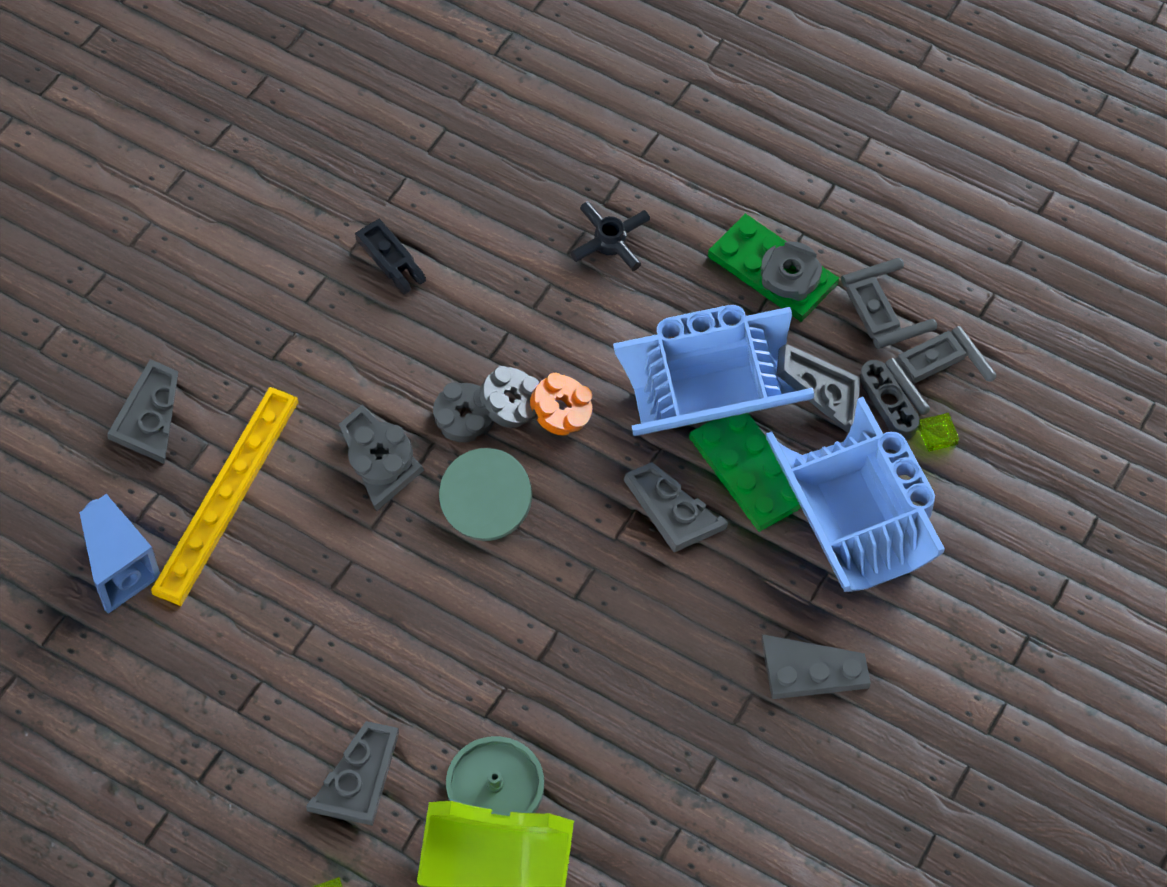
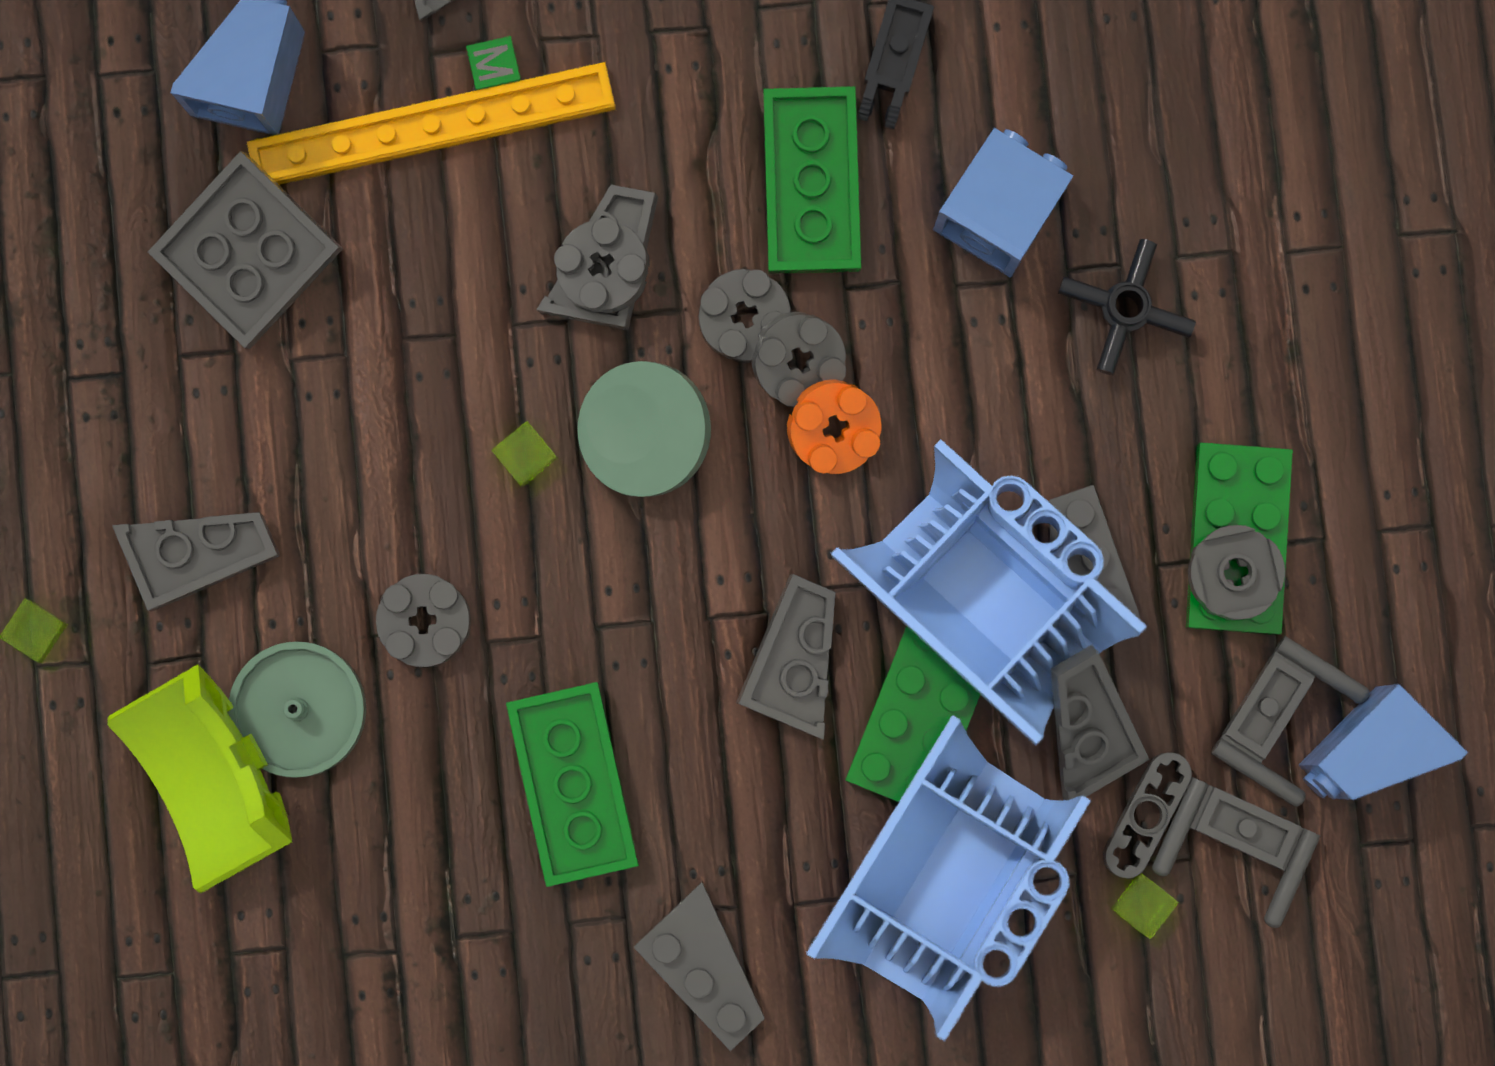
camera: 55 degrees right, 25 degrees up
(211, 627) = (245, 250): none -> dark grey plate
(220, 440) = (493, 63): none -> green tile
(420, 332) = (812, 180): none -> green plate
(447, 568) = (524, 454): none -> clear neon green tile
(494, 664) = (443, 638): none -> dark grey plate
(510, 254) = (1003, 200): none -> medium blue slope
(655, 664) = (572, 784): none -> green plate
(930, 264) = (1379, 746): none -> medium blue slope

